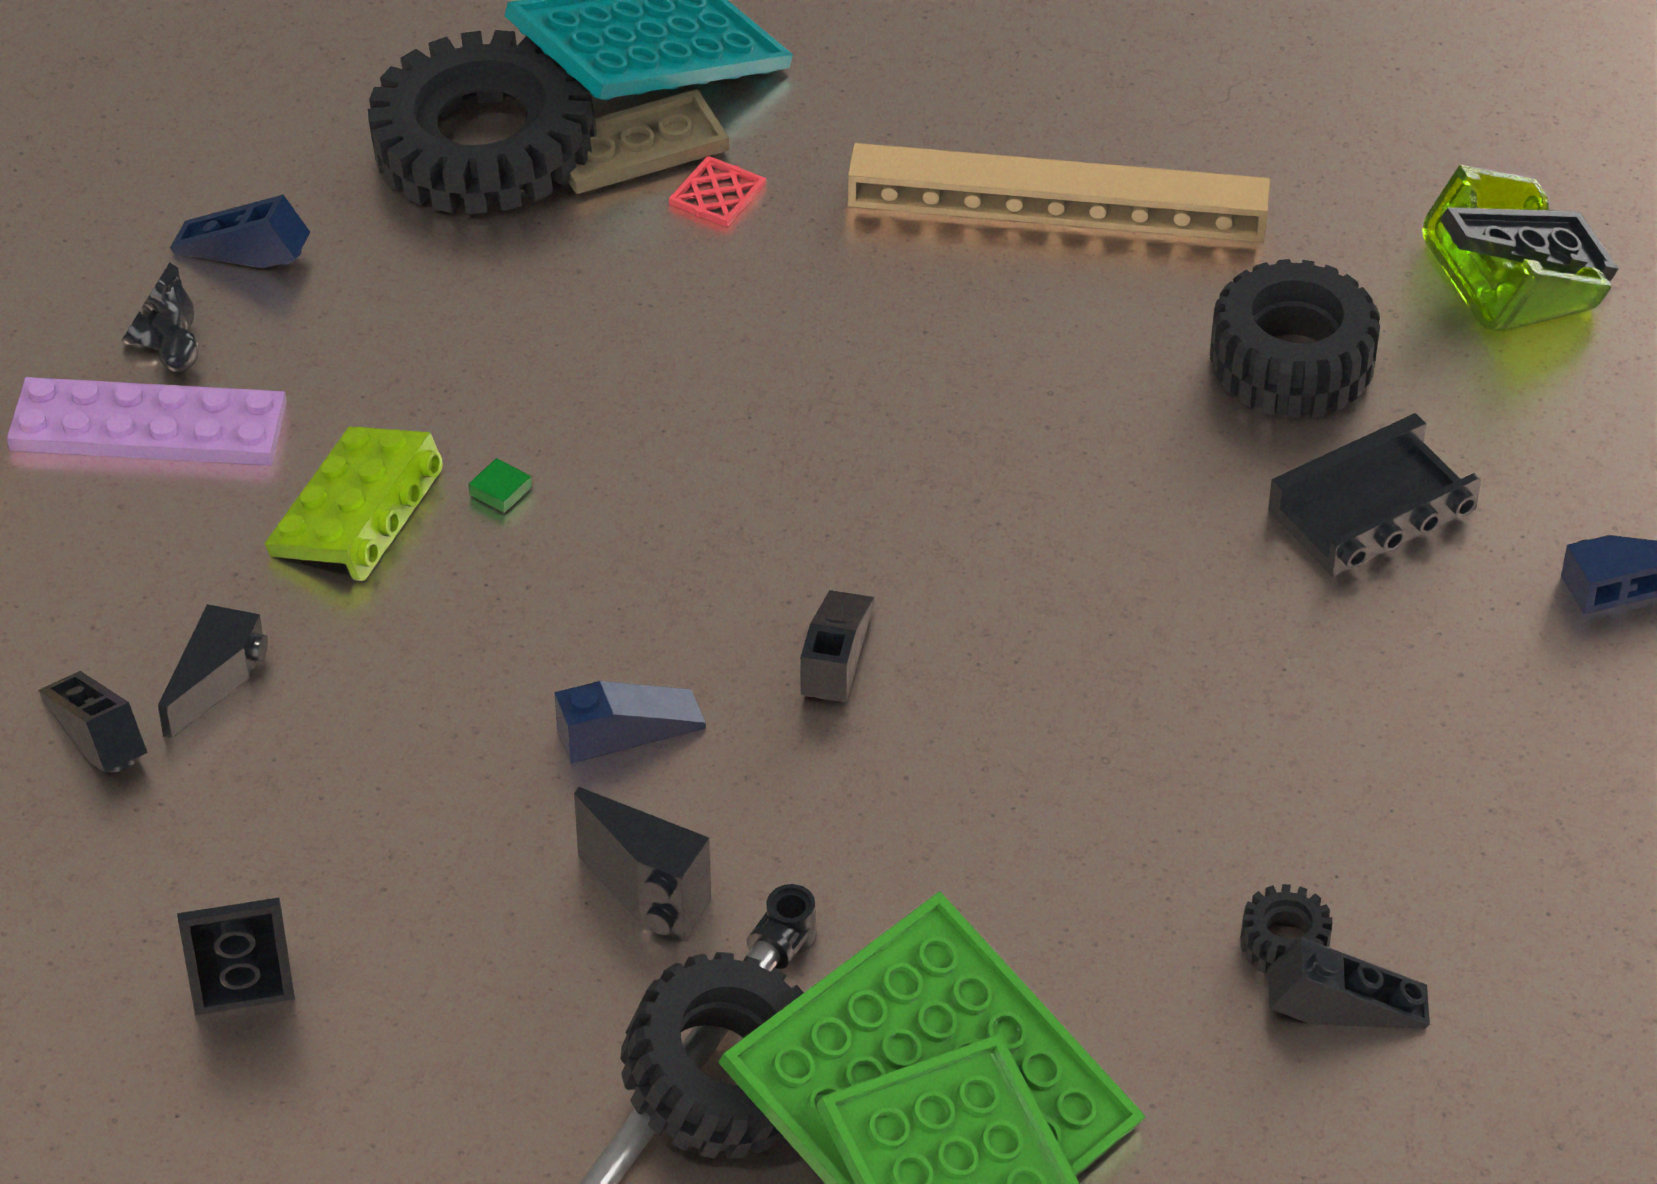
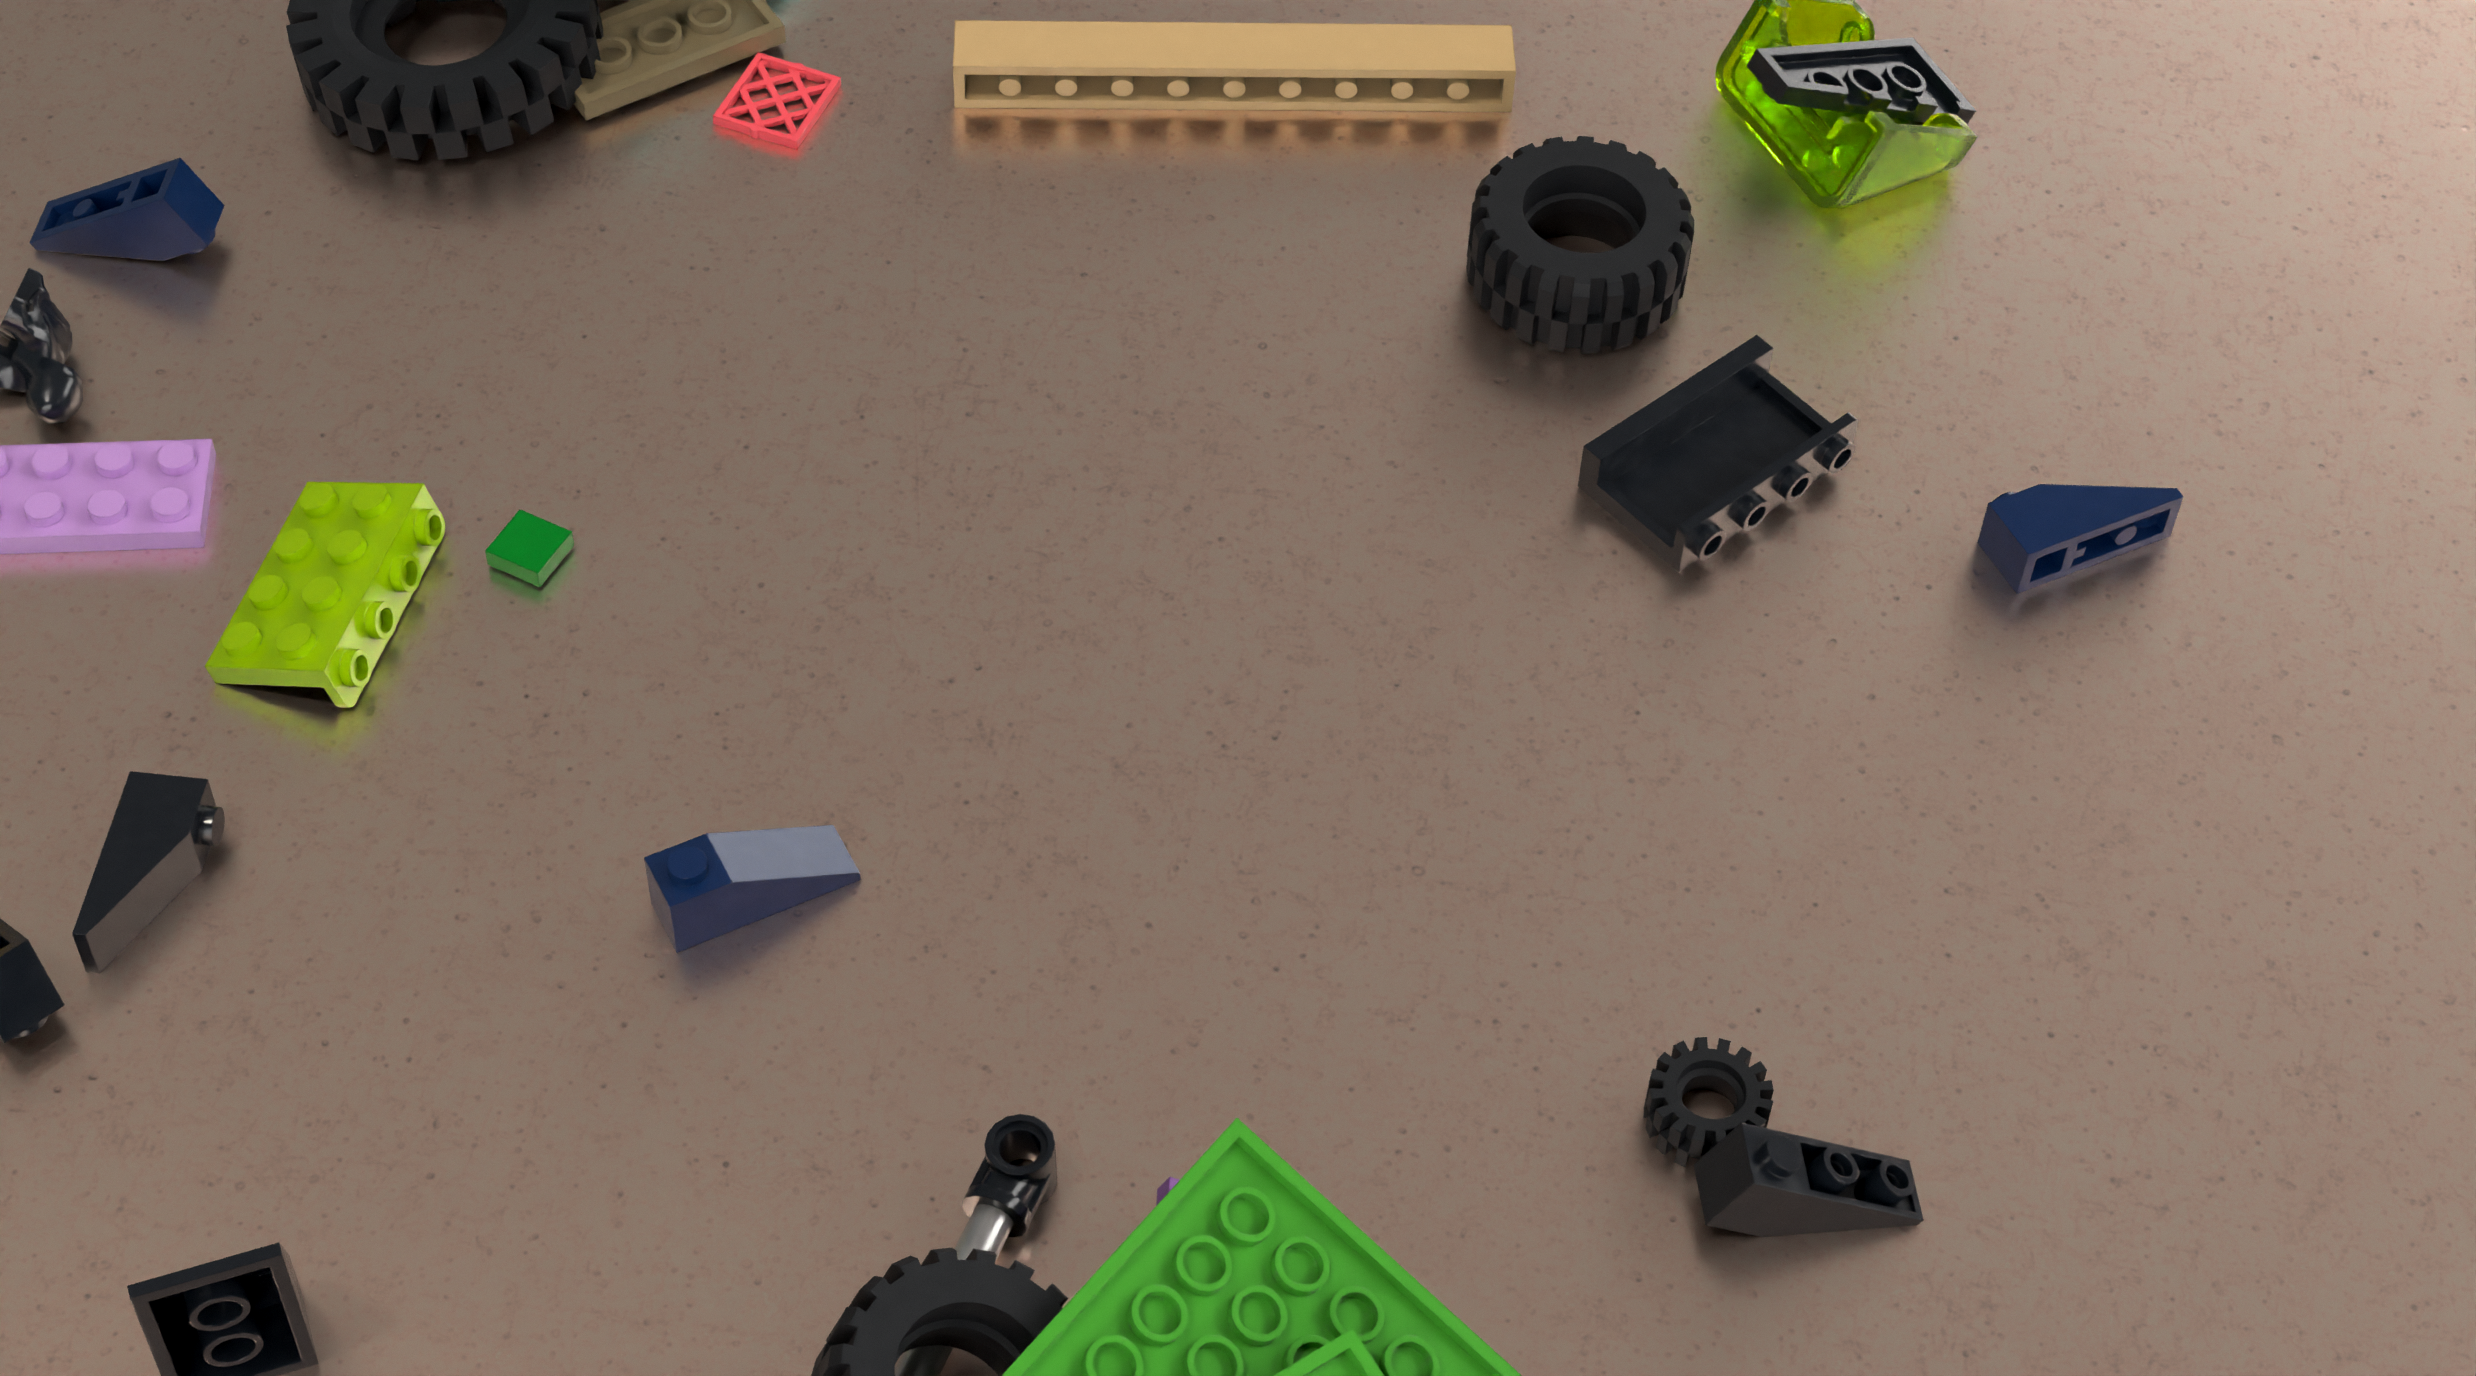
camera: 10 degrees left, 5 degrees up
(645, 862) = (807, 1104): black slope -> none
(834, 645) = (1026, 741): black slope -> none

